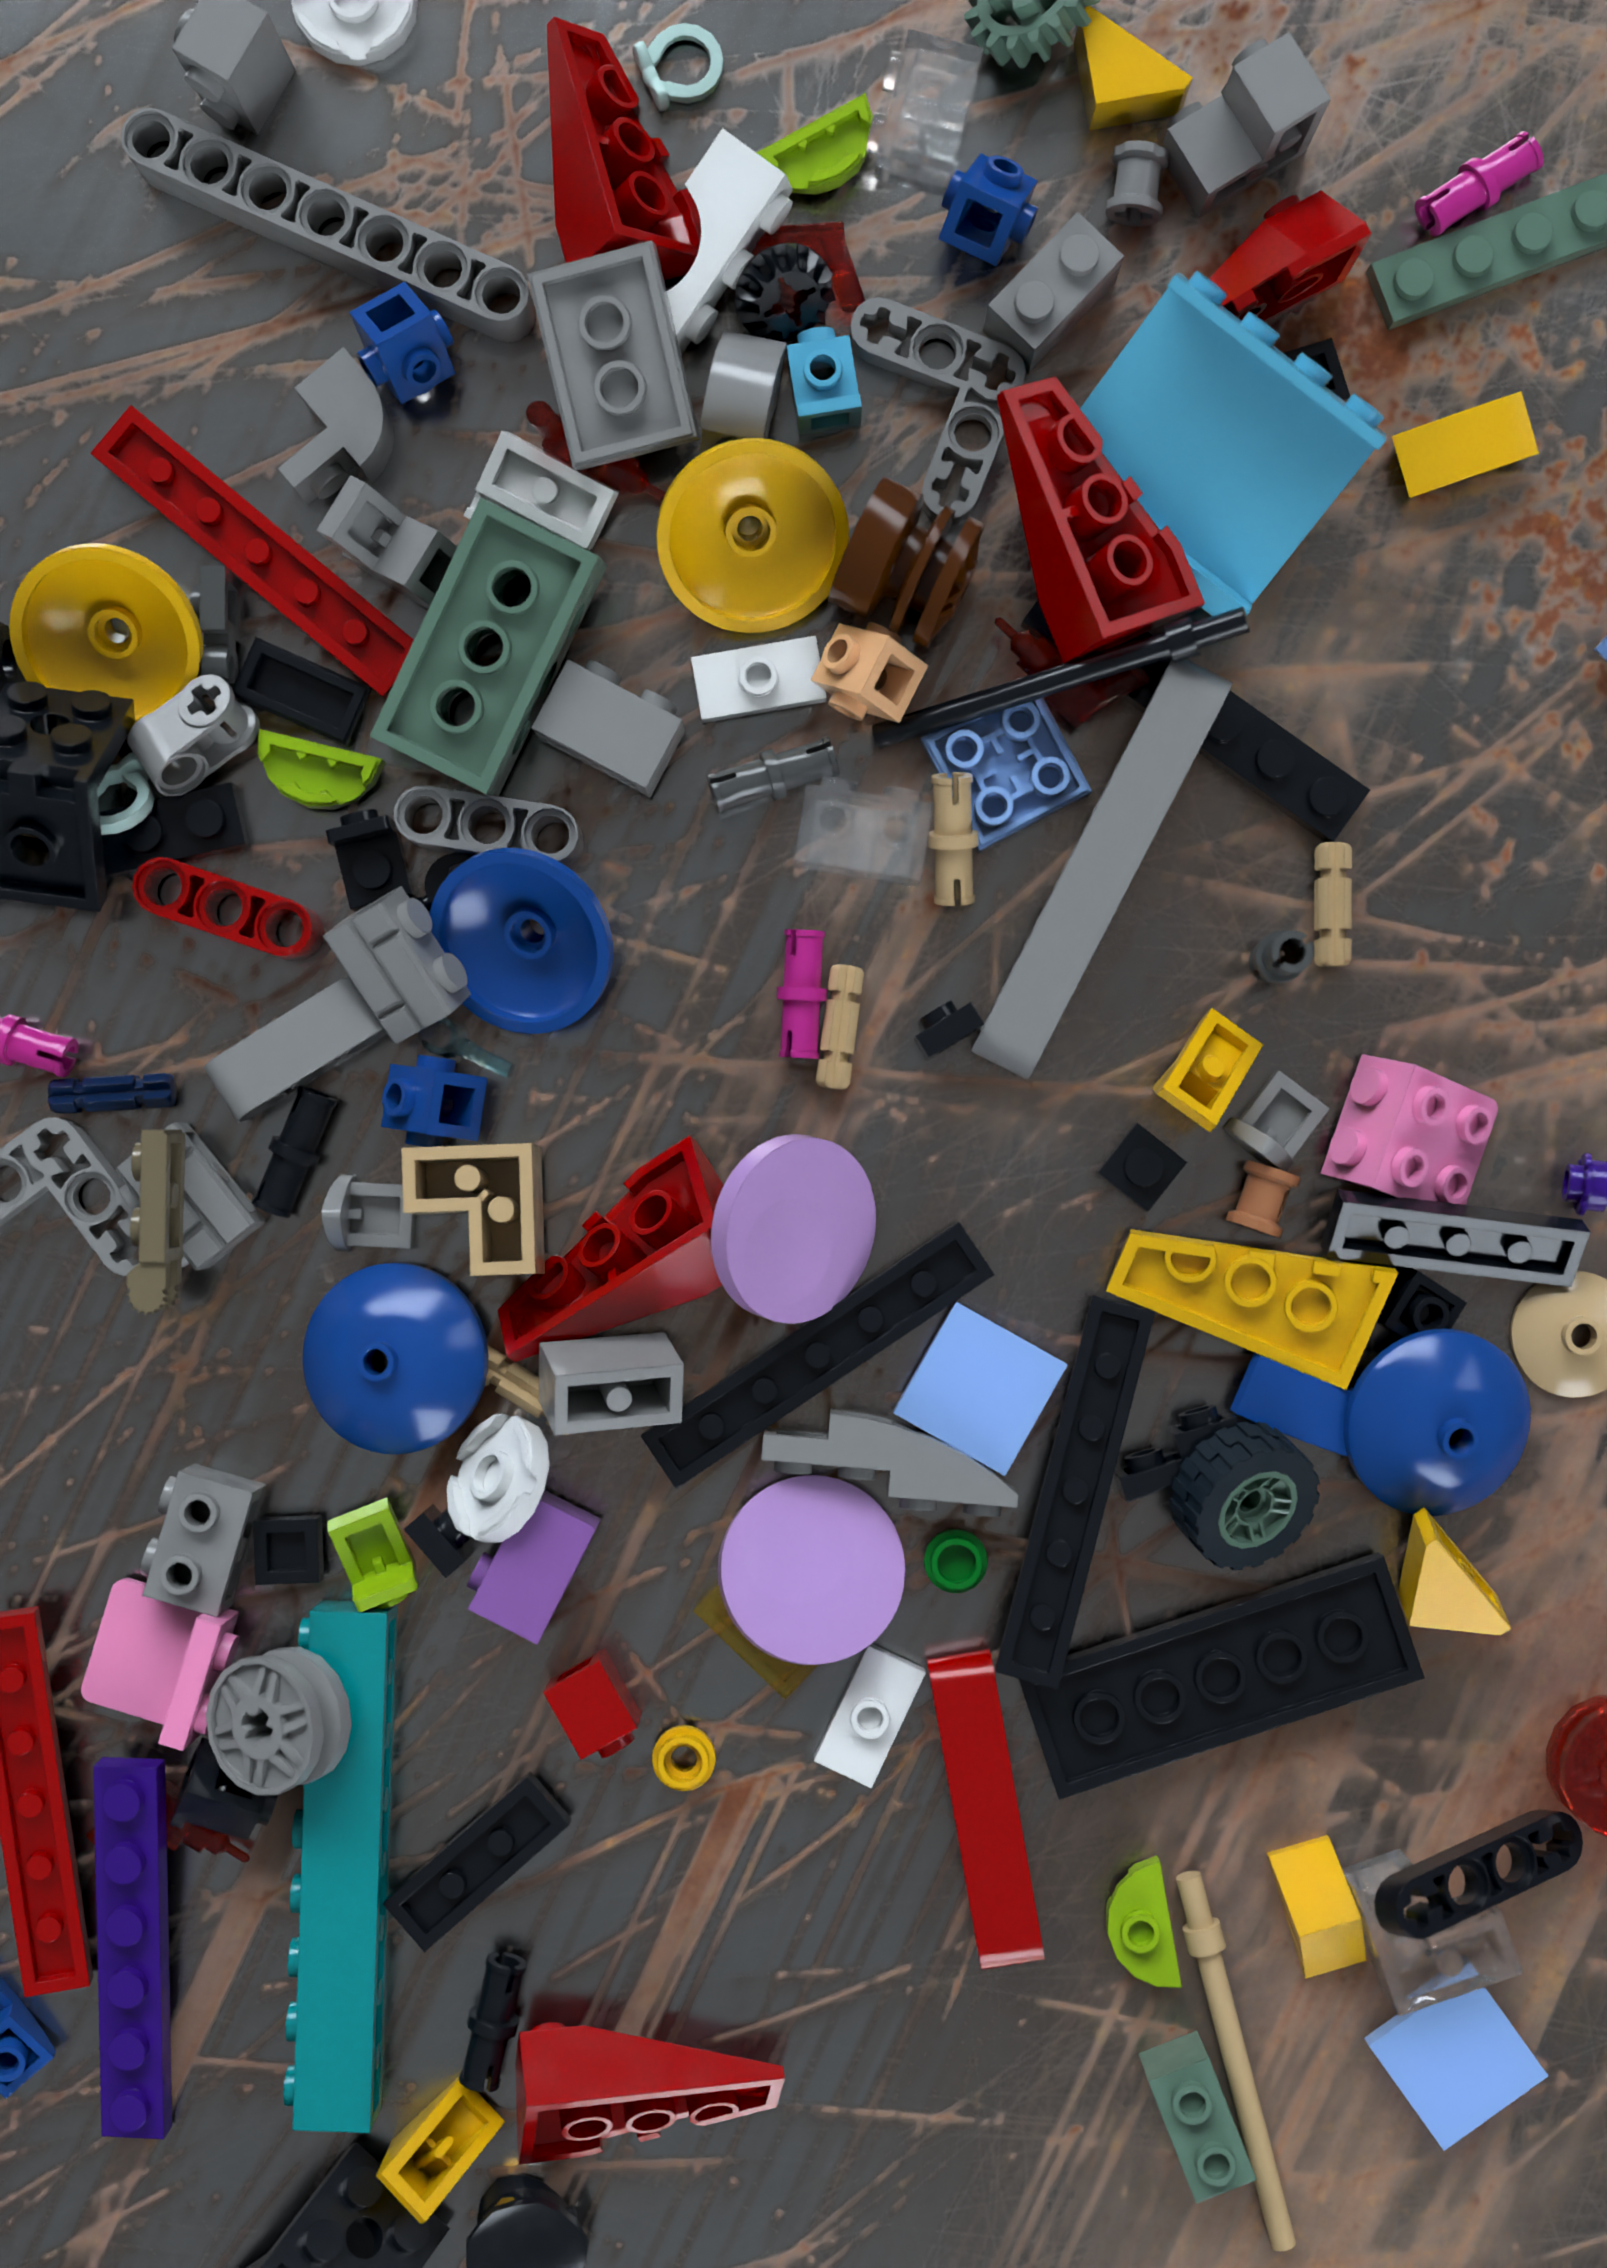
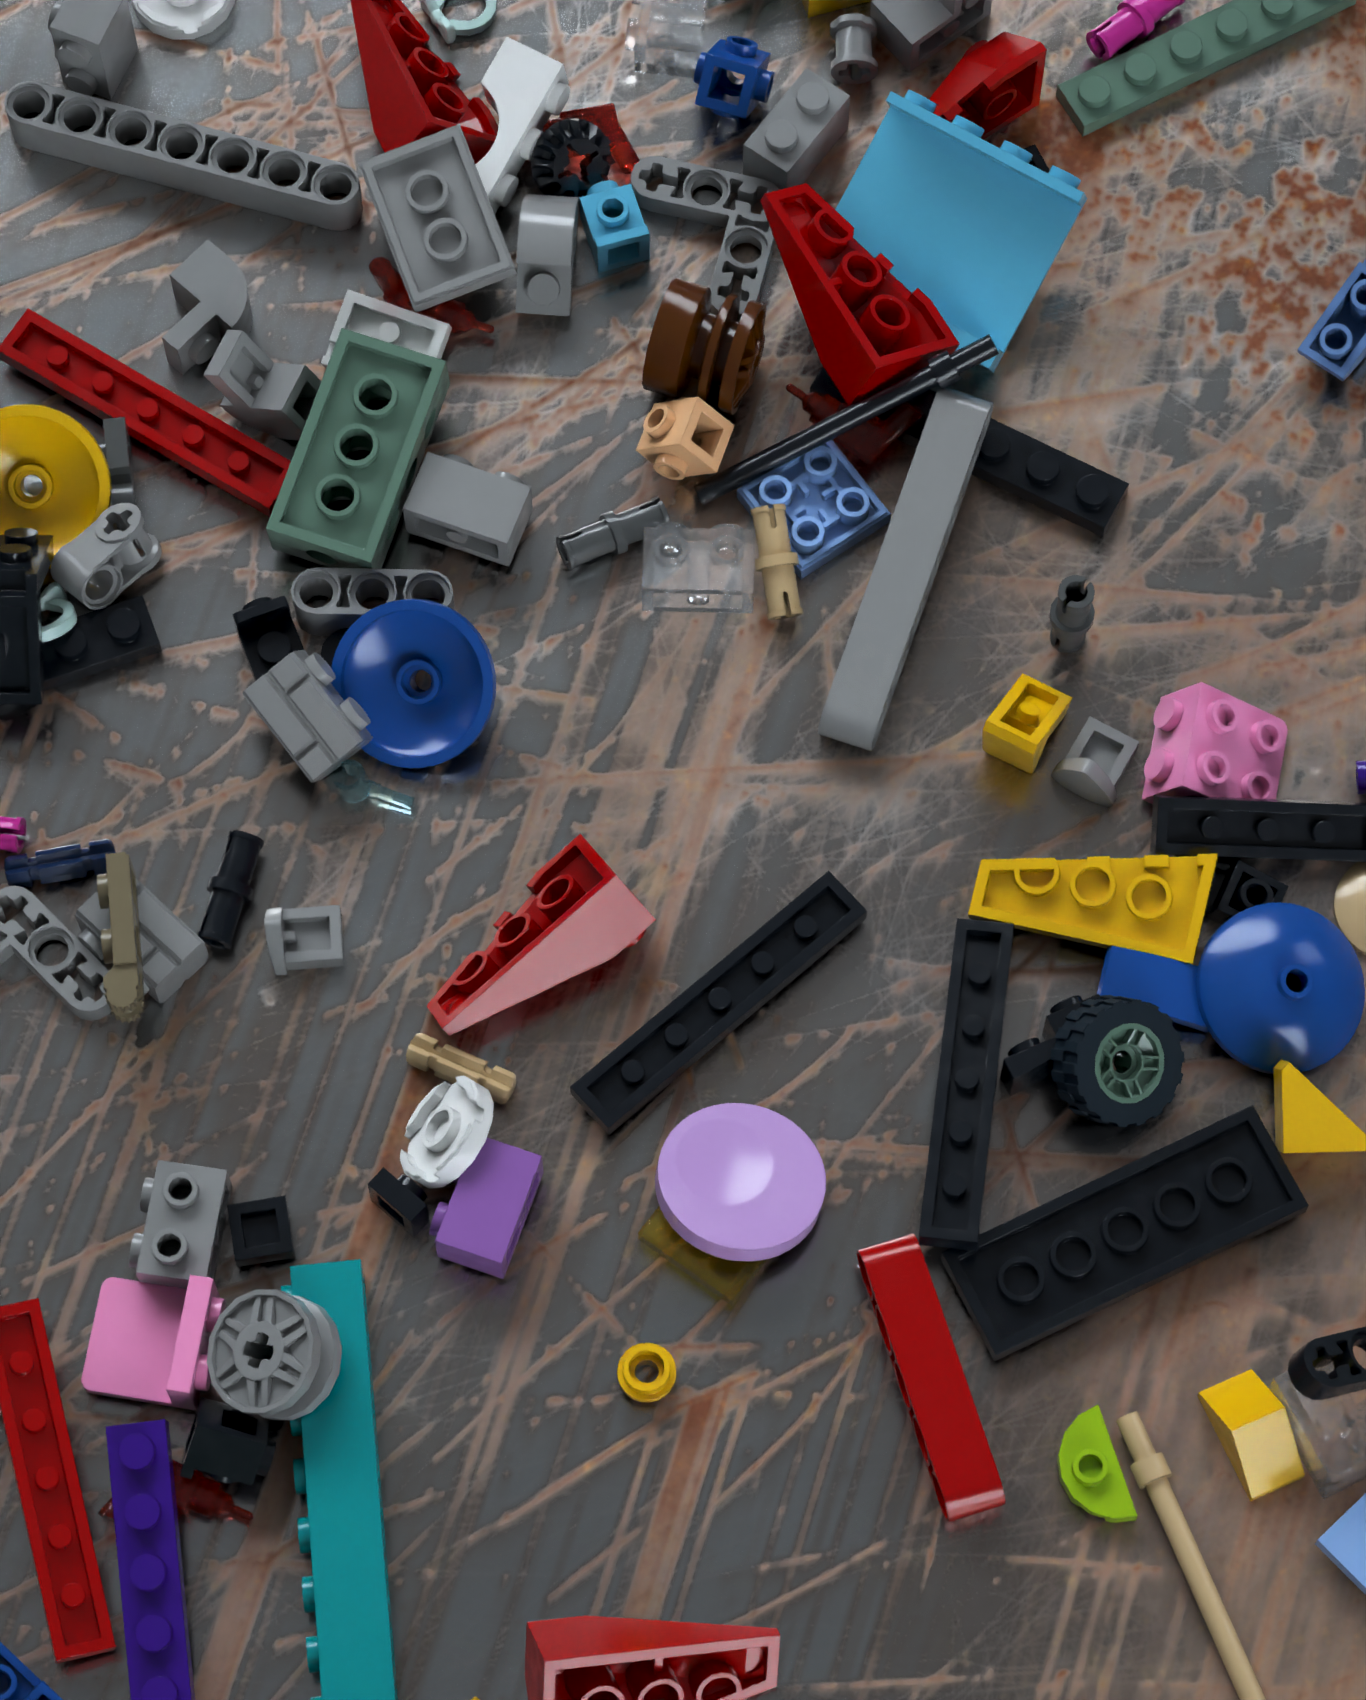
camera: 10 degrees left, 20 degrees down
(199, 903) = (134, 677): red beam -> none
(294, 1049) = (224, 799): light grey beam -> none
(301, 691) = (196, 517): black tile -> none
(315, 772) = (216, 579): lime plate -> none
(374, 1555) = (339, 1220): lime bracket -> none
(403, 343) = (257, 232): blue brick -> none
(431, 1350) = (360, 1078): blue dish -> none
(433, 1102) = (351, 826): blue brick -> none
(477, 1861) = (467, 1487): black plate -> none
(493, 2022) = (499, 1633): black pin -> none
(496, 1188) = (404, 887): tan brick -> none
(594, 1706) = (558, 1329): red brick -> none
(610, 1383) = (538, 1034): light grey brick -> none
(757, 679) = (589, 462): white plate -> none
(760, 577) = (608, 352): yellow dish -> none
(793, 1228) = (684, 884): lavender piece -> none
(801, 993) = (663, 705): dark pink pin -> none
(826, 150) = (593, 52): lime plate -> none
(839, 1026) = (700, 730): tan axle -> none
(869, 1715) = (812, 1313): white plate -> none
(917, 1463) = (822, 1077): light grey slope -> none
(946, 1027) = (794, 716): black plate -> none
(955, 1560) = (870, 1166): green plate -> none
(980, 1388) = (868, 1011): light blue tile -> none
(1141, 1167) = (983, 813): black plate -> none
(1197, 2117) = (1169, 1624): sand green brick -> none
(1263, 1198) = (1093, 821): nougat bush -> none
(1333, 904) = (1113, 579): tan axle -> none
(1465, 444) = (1160, 208): yellow slope -> none

